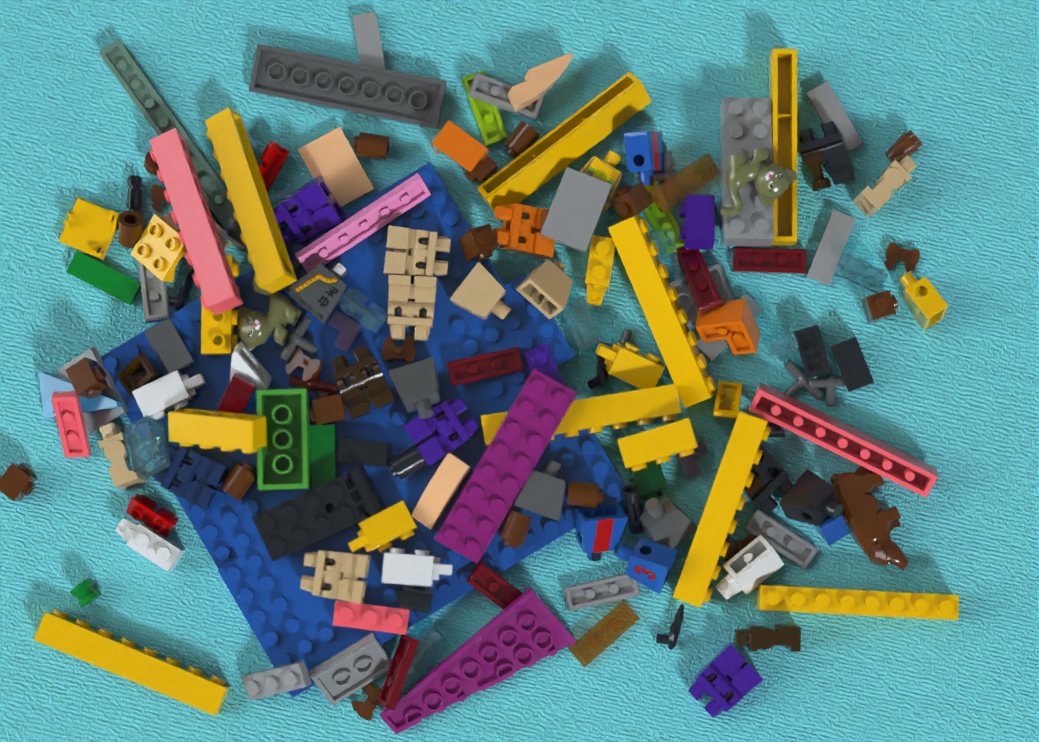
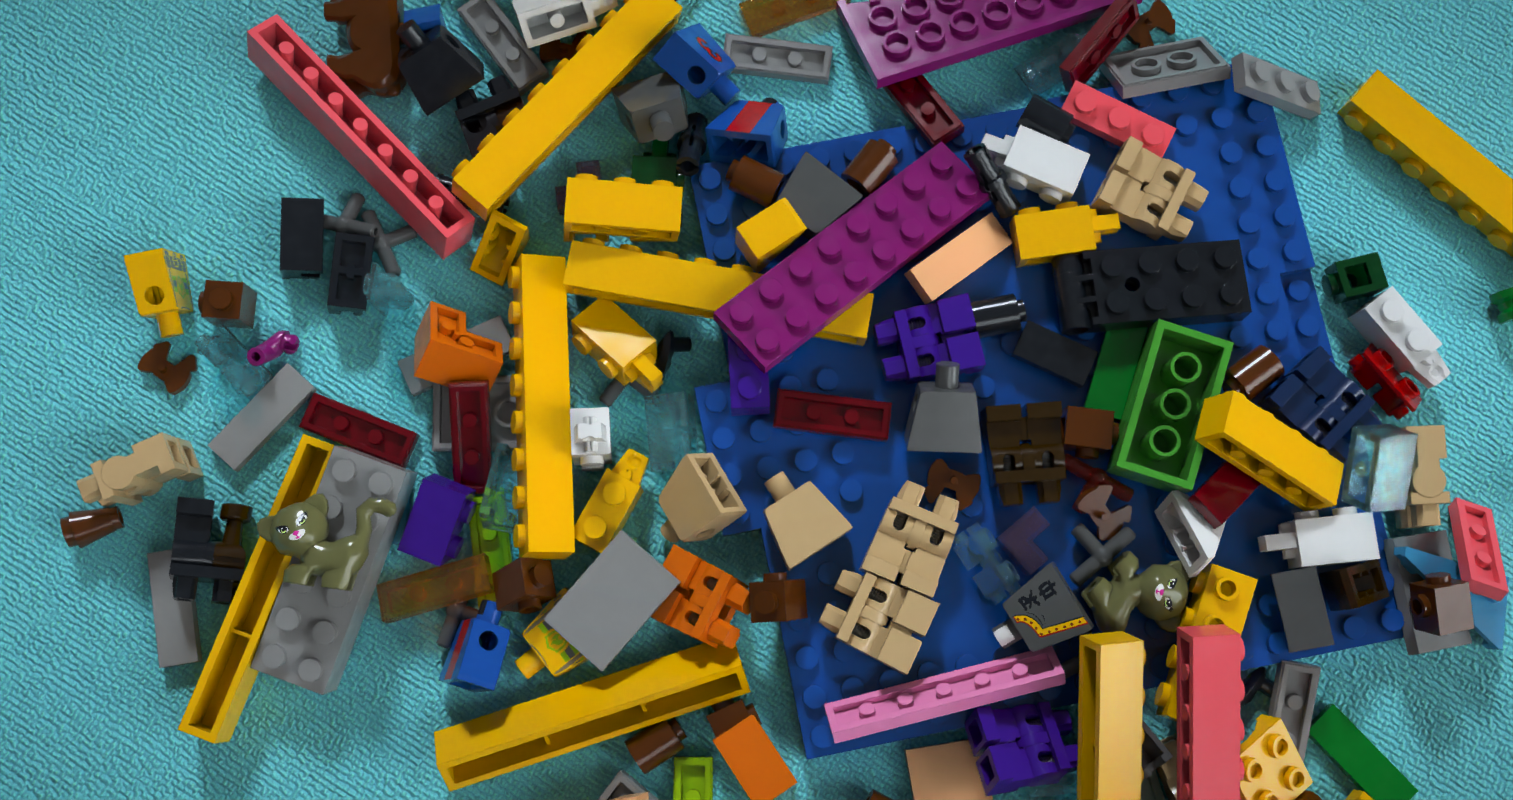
camera: 165 degrees left, 5 degrees down
(181, 572) = (1363, 272): none -> dark green brick
(437, 545) = (992, 179): none -> black pin
(561, 460) = (768, 233): none -> yellow slope
(625, 301) = (591, 437): none -> white hinge
(842, 290) = (273, 348): none -> magenta arm

